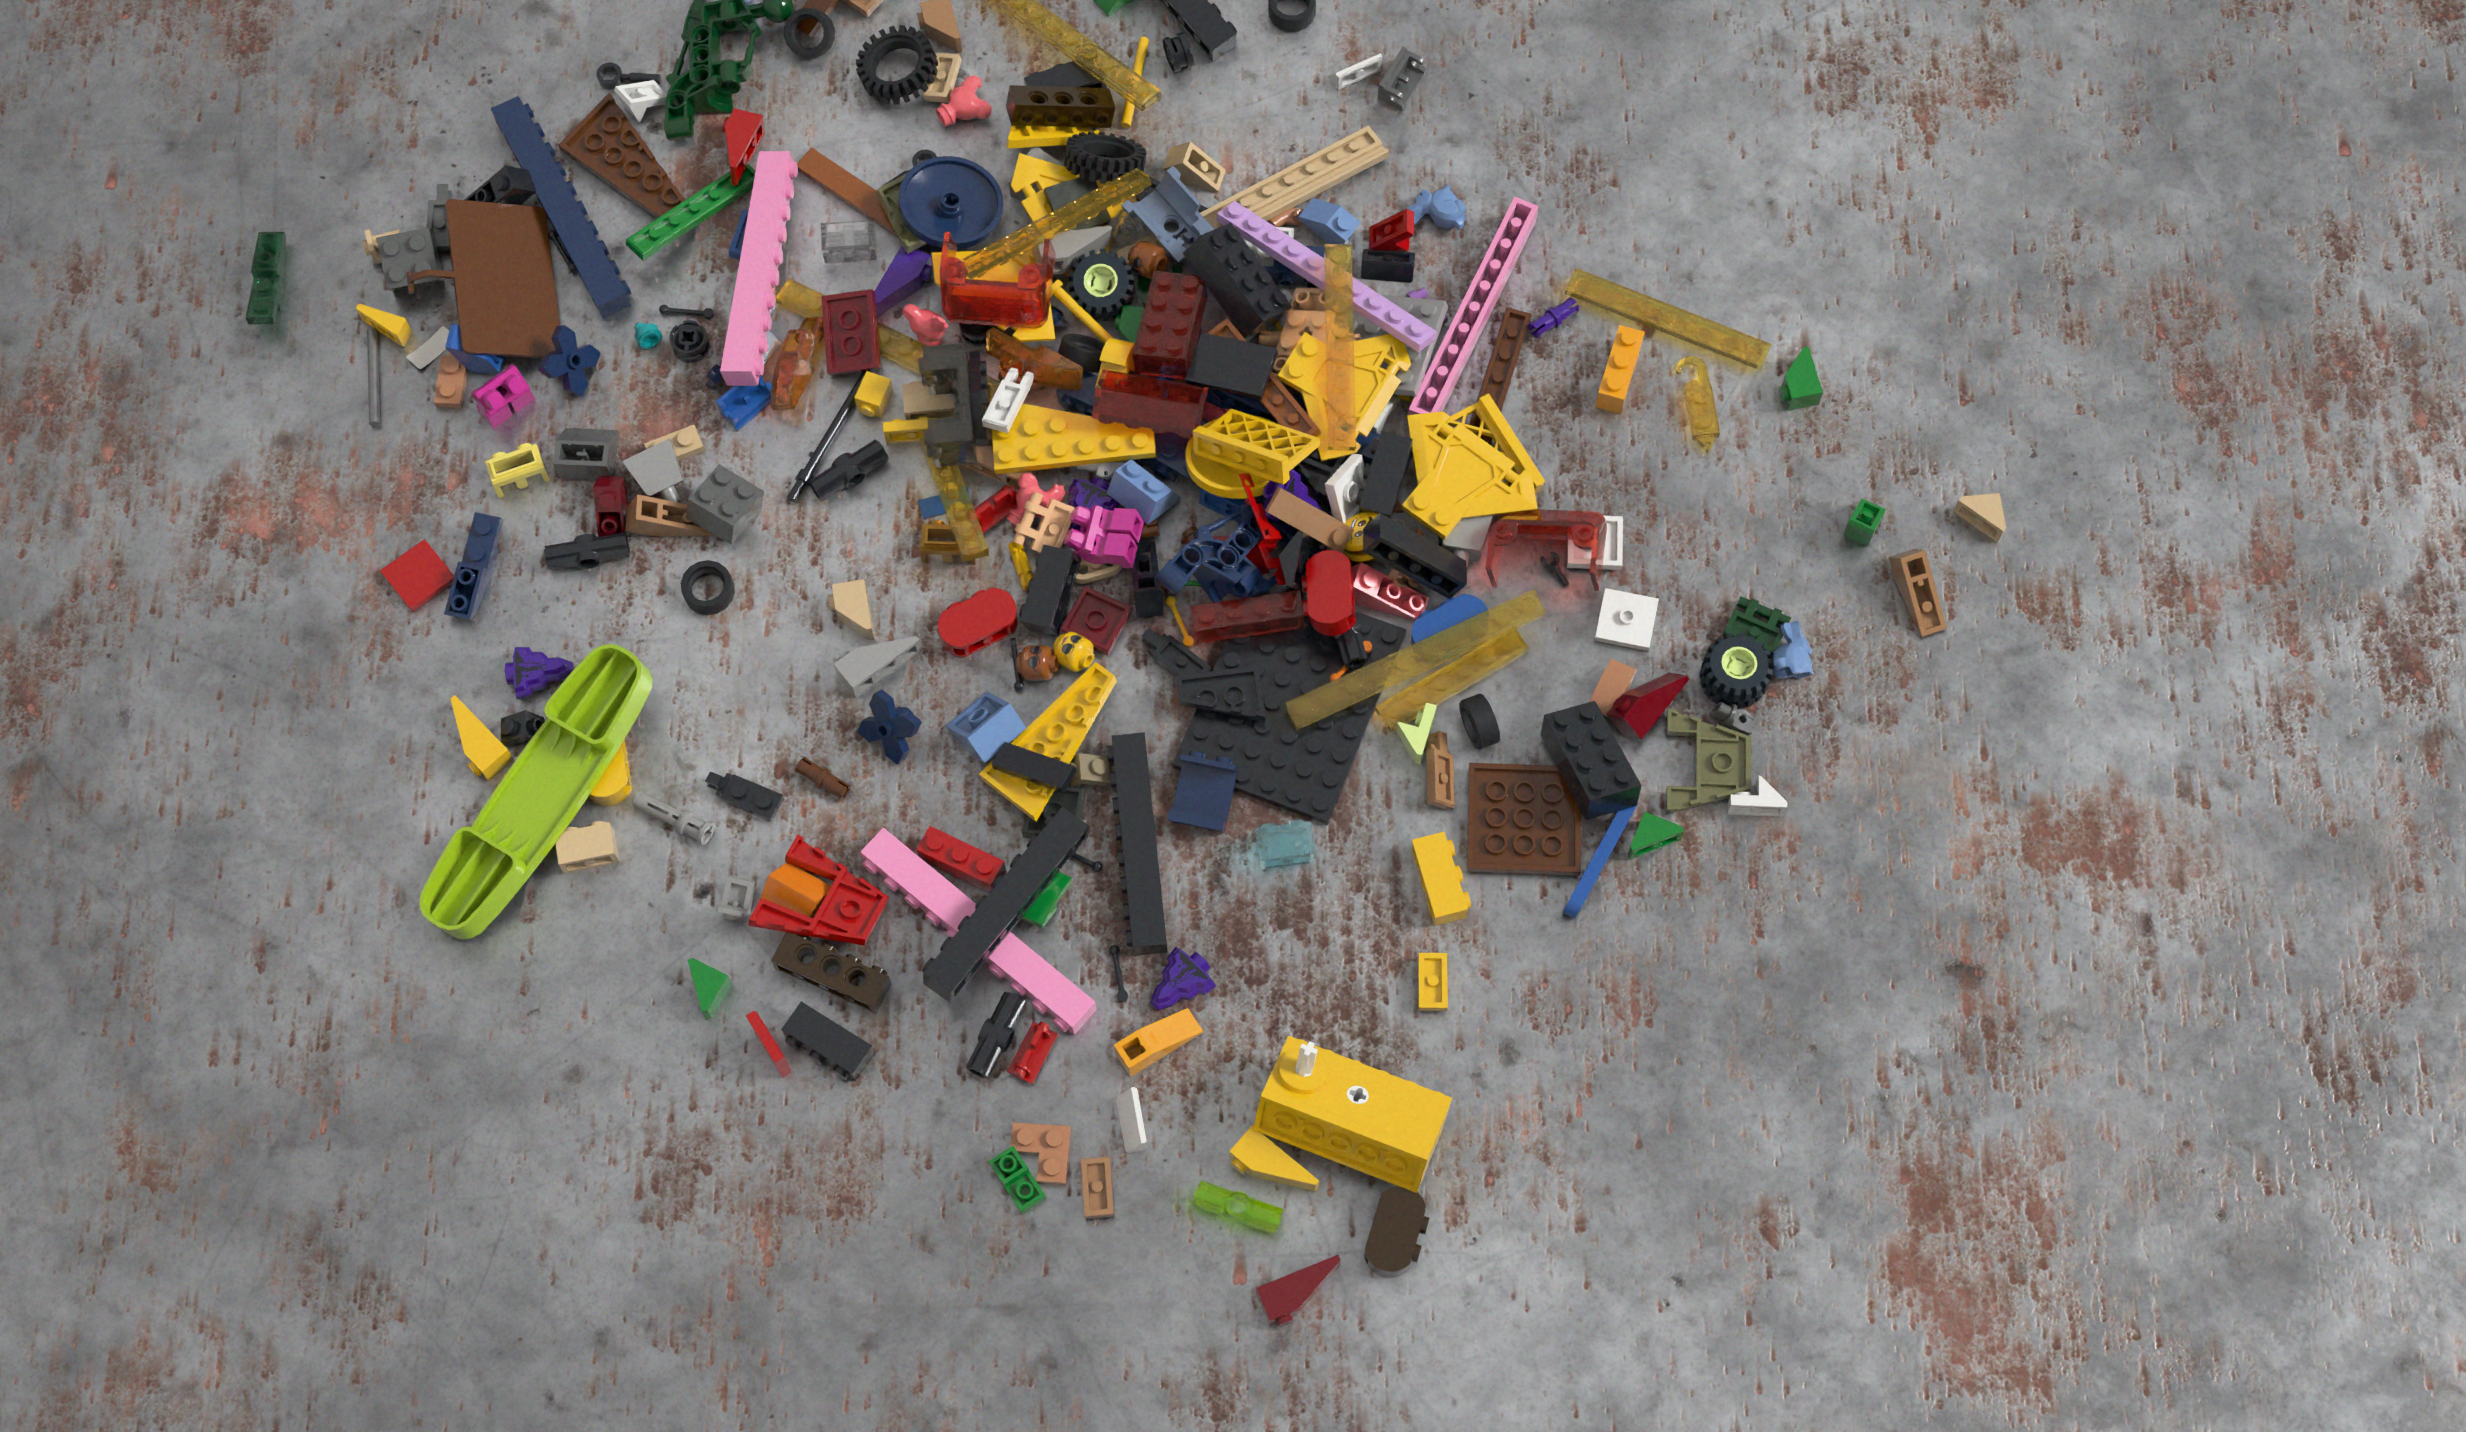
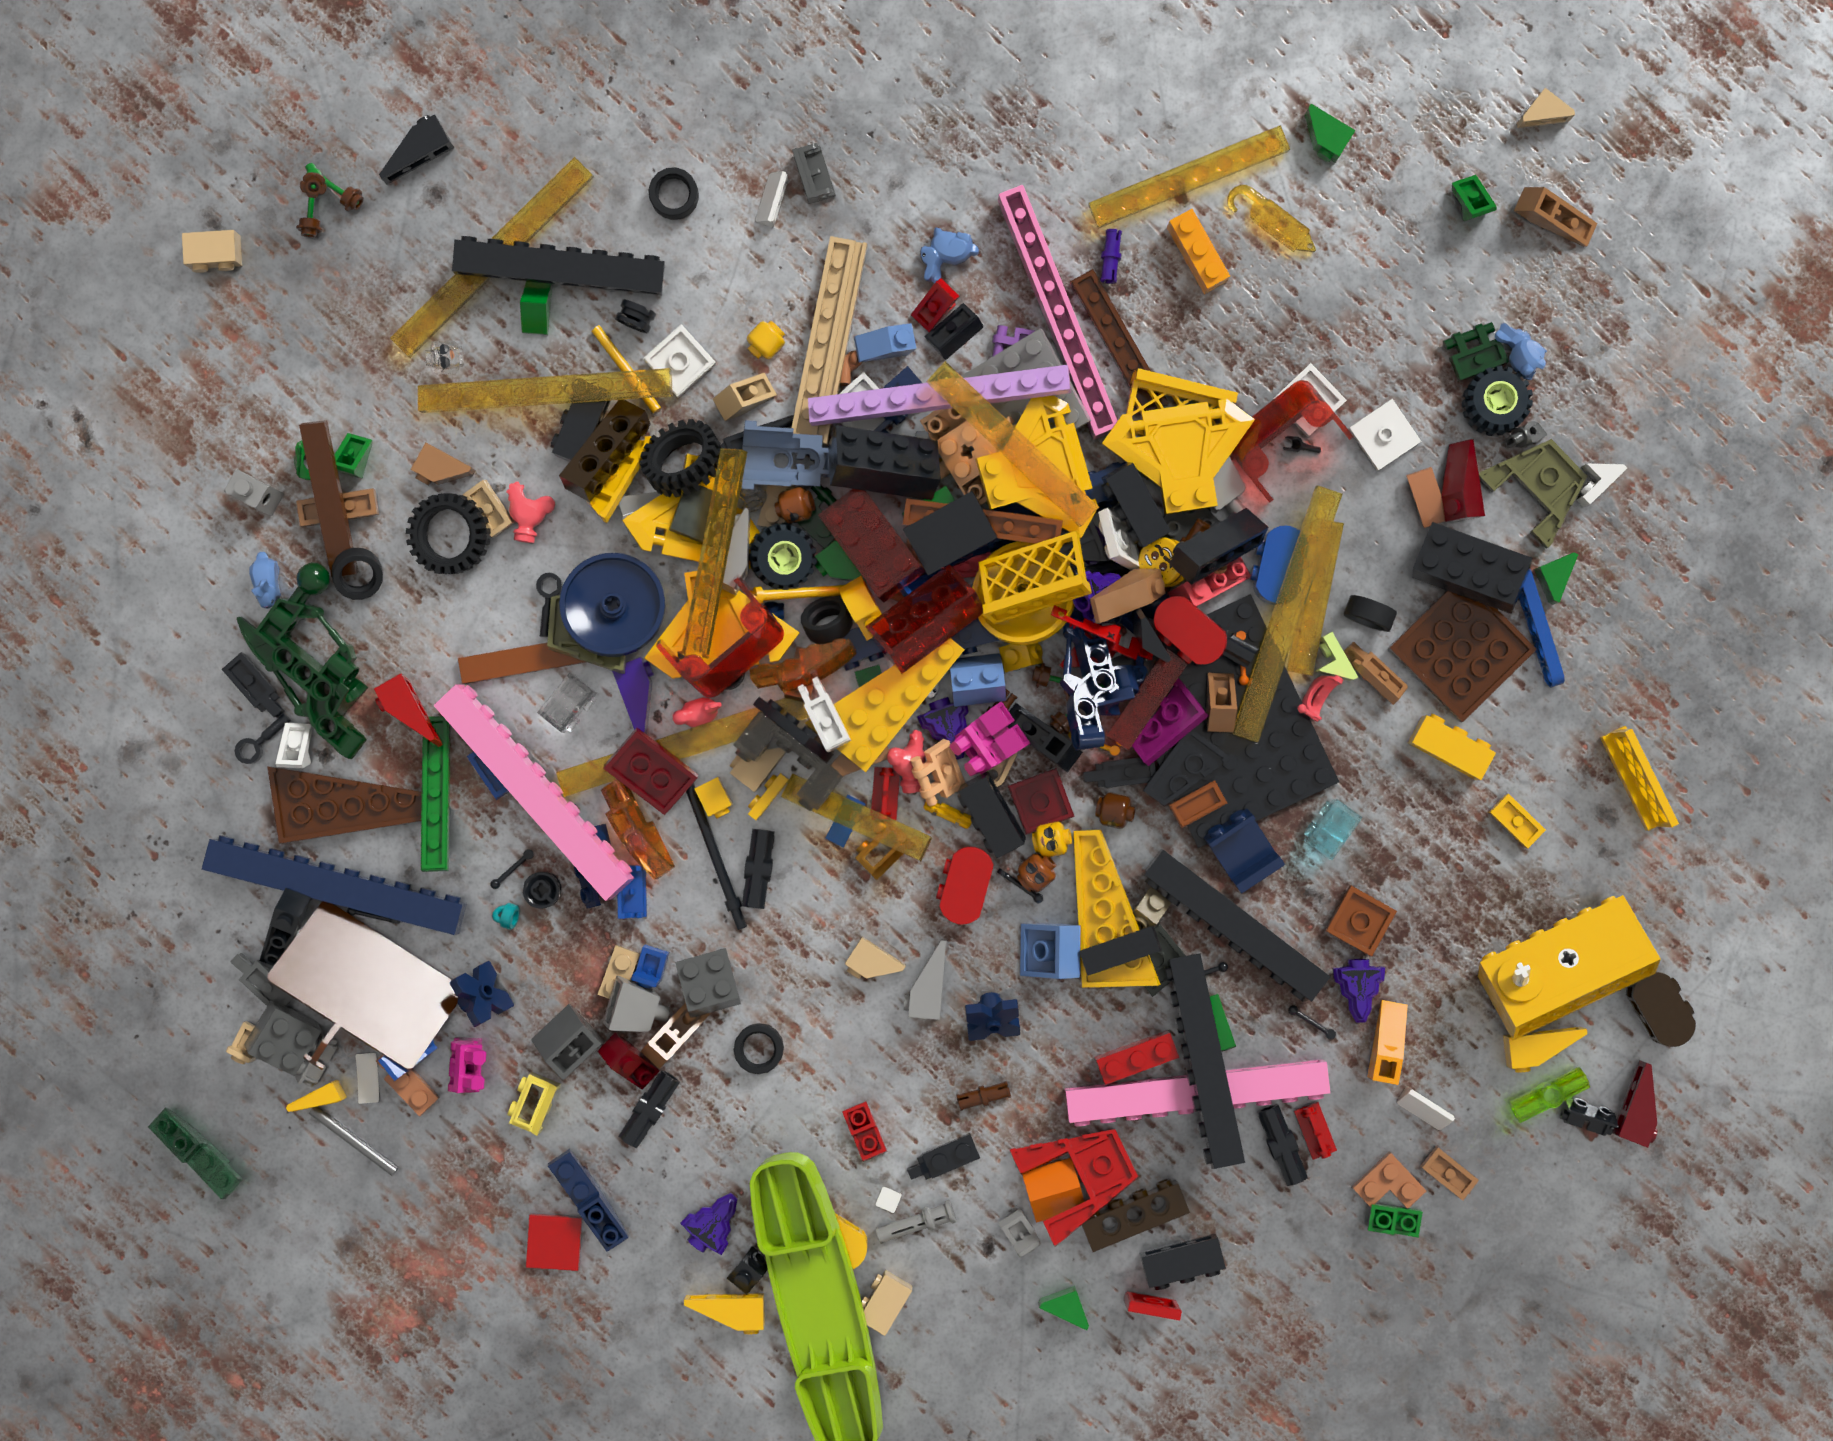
camera: 45 degrees left, 20 degrees up
(424, 296) = (309, 1071): none -> light grey hinge
(662, 38) = (253, 685): none -> black hinge
(674, 785) = (888, 1199): none -> white sticker
(700, 460) = (650, 967): none -> blue bracket
(713, 719) = (864, 1131): none -> red slope
(1141, 677) = (1115, 810): none -> reddish brown head
(1177, 109) = (683, 356): none -> white plate
(1194, 509) = (1020, 656): none -> yellow bracket
(1205, 728) = (1197, 804): none -> dark orange tile
(1235, 934) = (1360, 920): none -> dark orange plate
(1249, 148) = (765, 340): none -> yellow head
(1253, 650) = (1174, 719): none -> magenta wing
(1257, 1266) = (1600, 1119): none -> black hinge
(1299, 672) = (1221, 702): none -> medium nougat slope
(1397, 744) = (1327, 684): none -> coral helmet
(1560, 1042) = (1638, 779): none -> yellow fence

